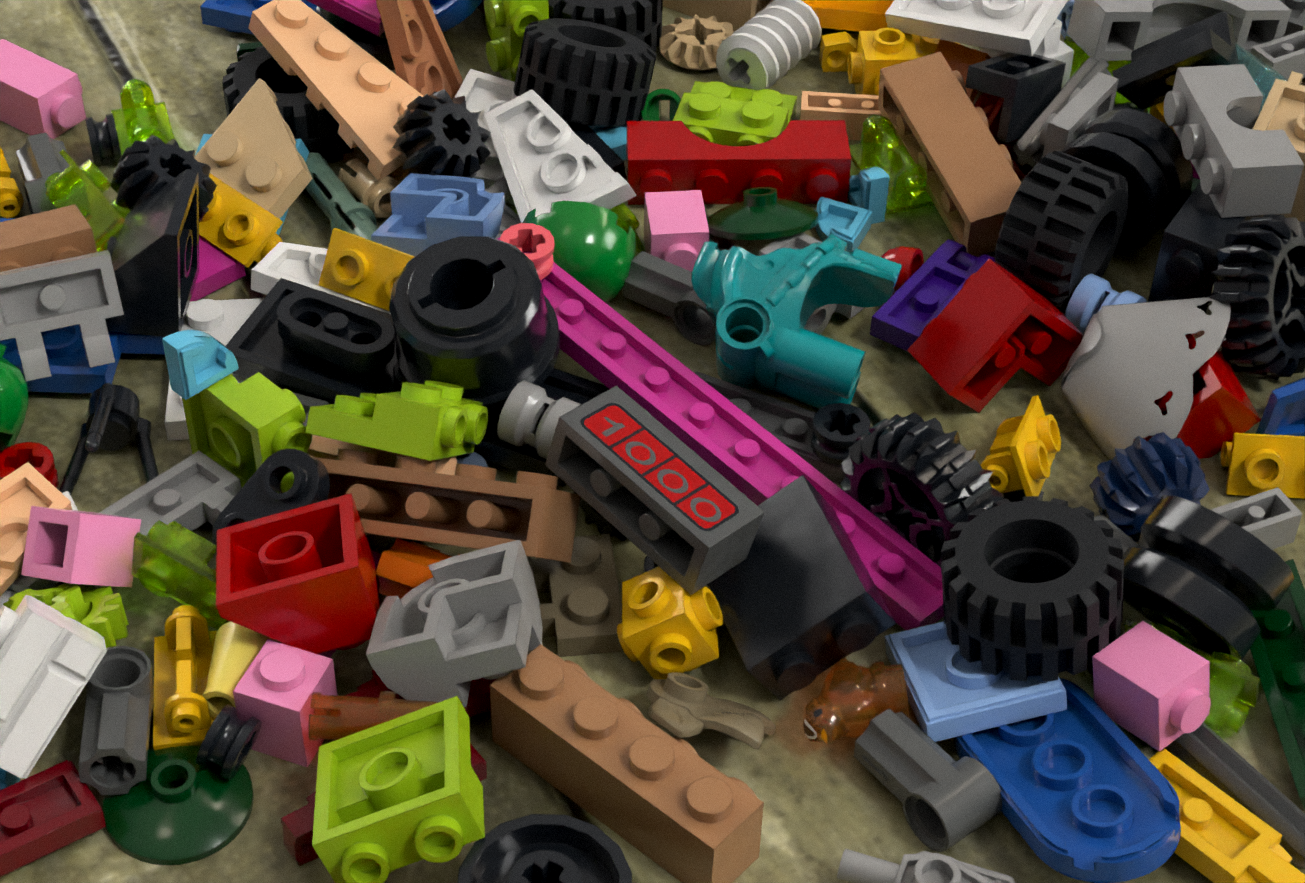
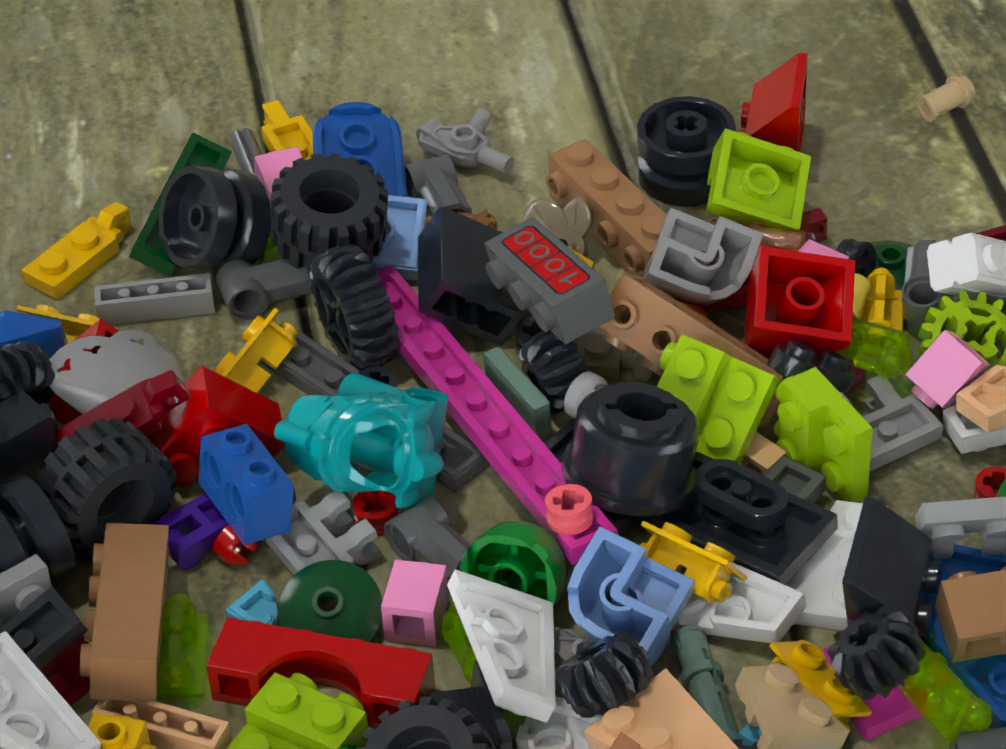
camera: 160 degrees left, 0 degrees up
(111, 425) = (930, 492): black plant -> none
(196, 361) = (857, 396): medium azure tile -> none
(870, 191) = (215, 616): medium azure tile -> none
(932, 251) = (246, 484): none -> blue brick
(1098, 279) = (141, 404): none -> dark red hinge
(1142, 475) = (188, 306): dark blue gear -> none

